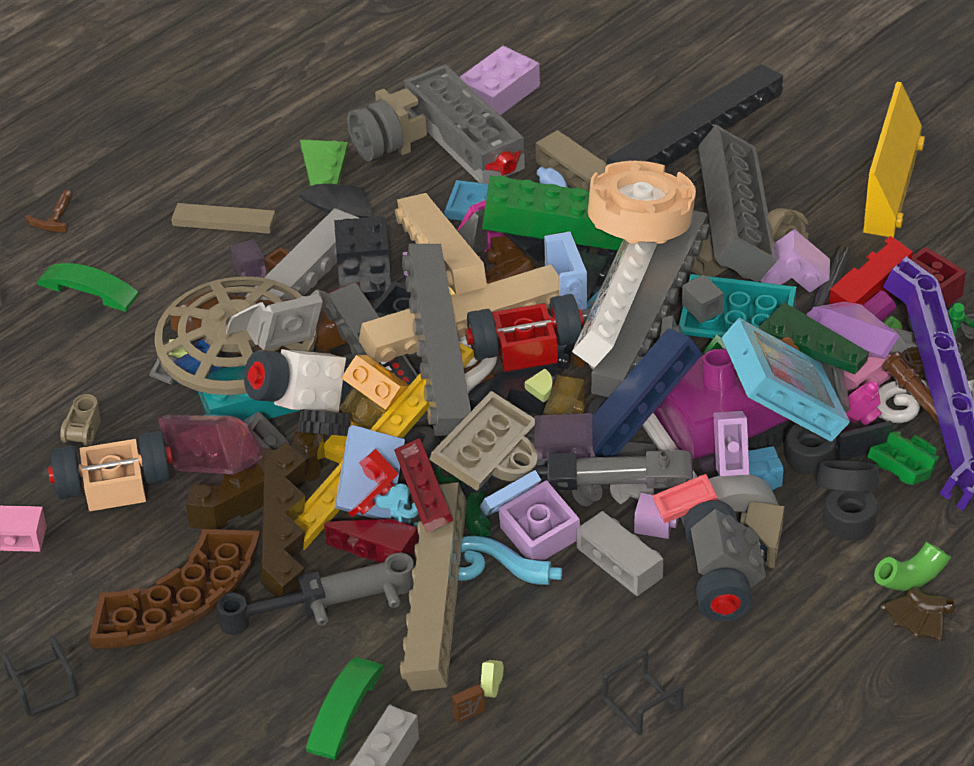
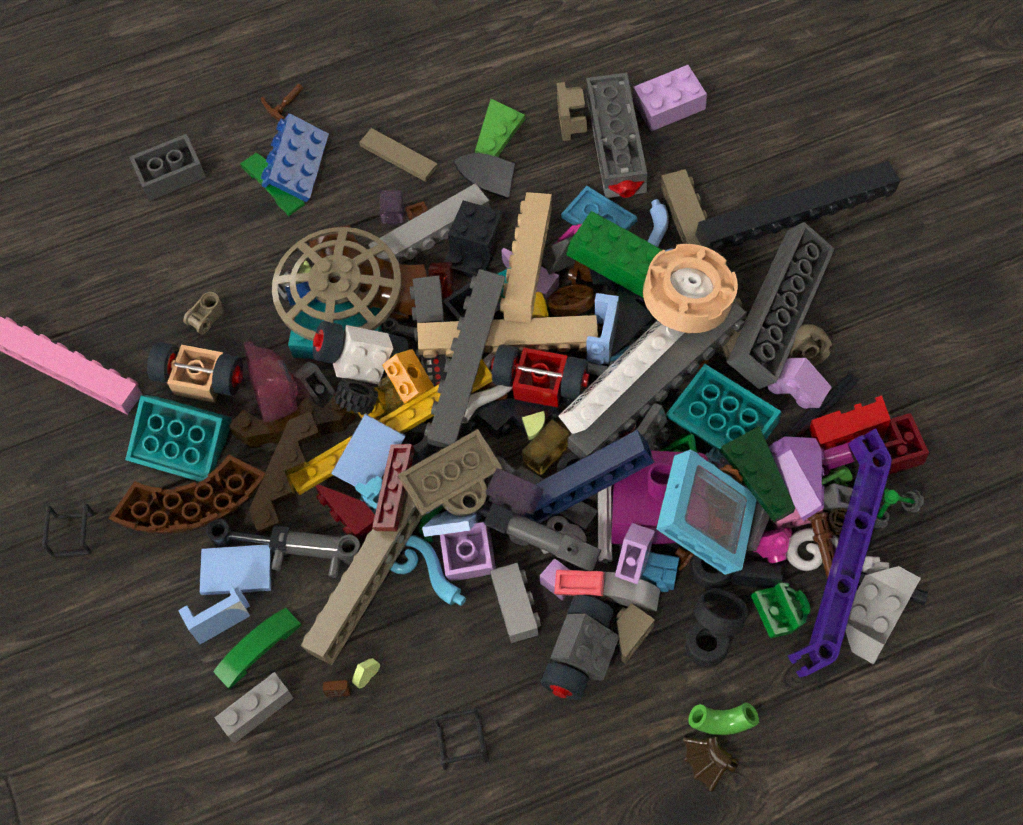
camera: 30 degrees right, 20 degrees up
(104, 249) = (295, 157): none -> bracket
(121, 542) = (177, 437): none -> teal slope
(272, 643) = (241, 566): none -> light blue tile
(282, 321) = (364, 301): light grey piece -> none
(286, 684) = (218, 617): none -> light blue panel
(375, 130) = (542, 116): dark grey wheel -> none
(380, 471) = (367, 457): red bracket -> none
(702, 298) = (696, 396): dark grey brick -> none
(779, 445) = (684, 555): none -> reddish brown plant
(892, 166) = (935, 313): yellow slope -> none

